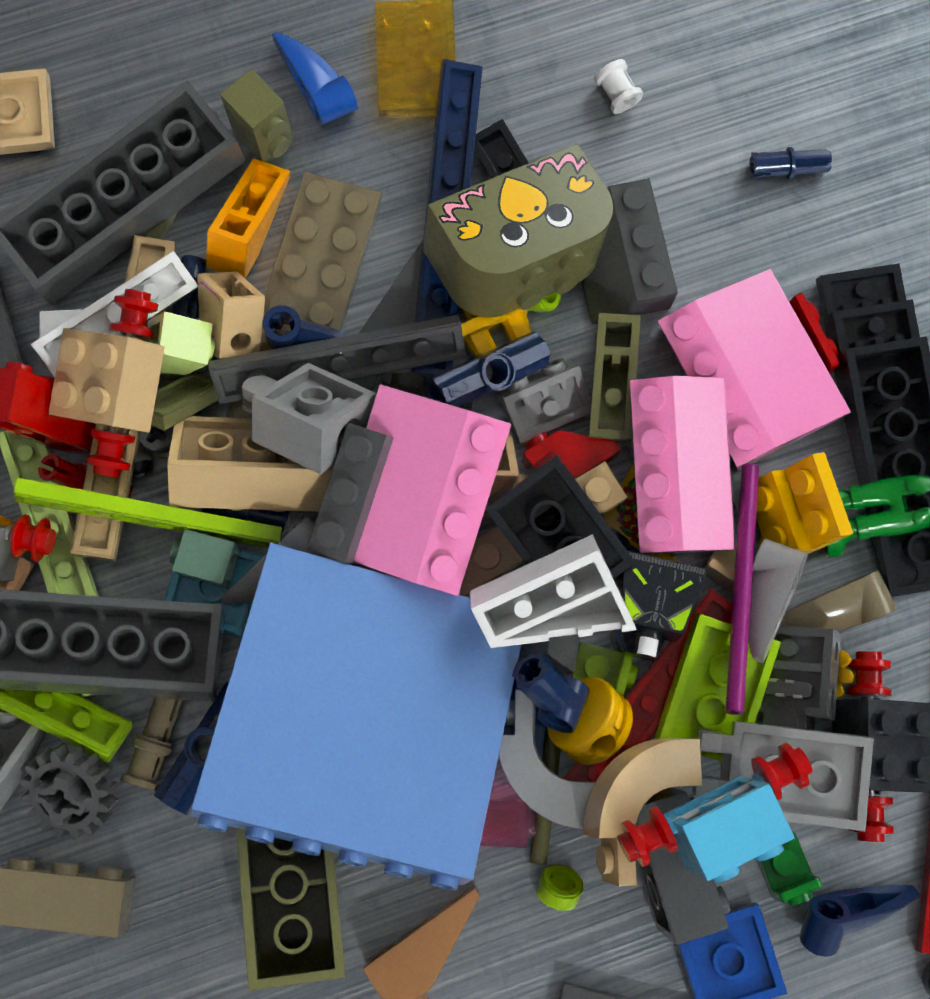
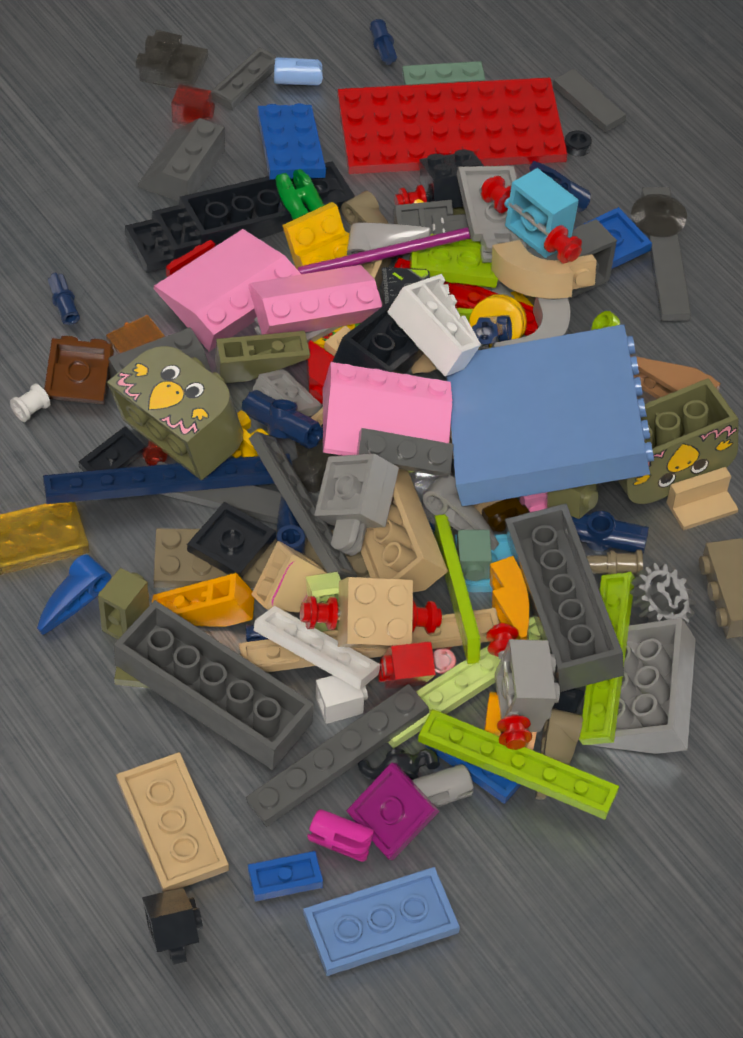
camera: 105 degrees left, 25 degrees down
(108, 578) = (510, 595): none -> light orange slope
(217, 915) = (701, 499): none -> tan panel
(316, 263) = (231, 540): none -> black plate
(656, 147) = (78, 370): none -> reddish brown plate
(698, 245) = (134, 334): none -> clear orange piece

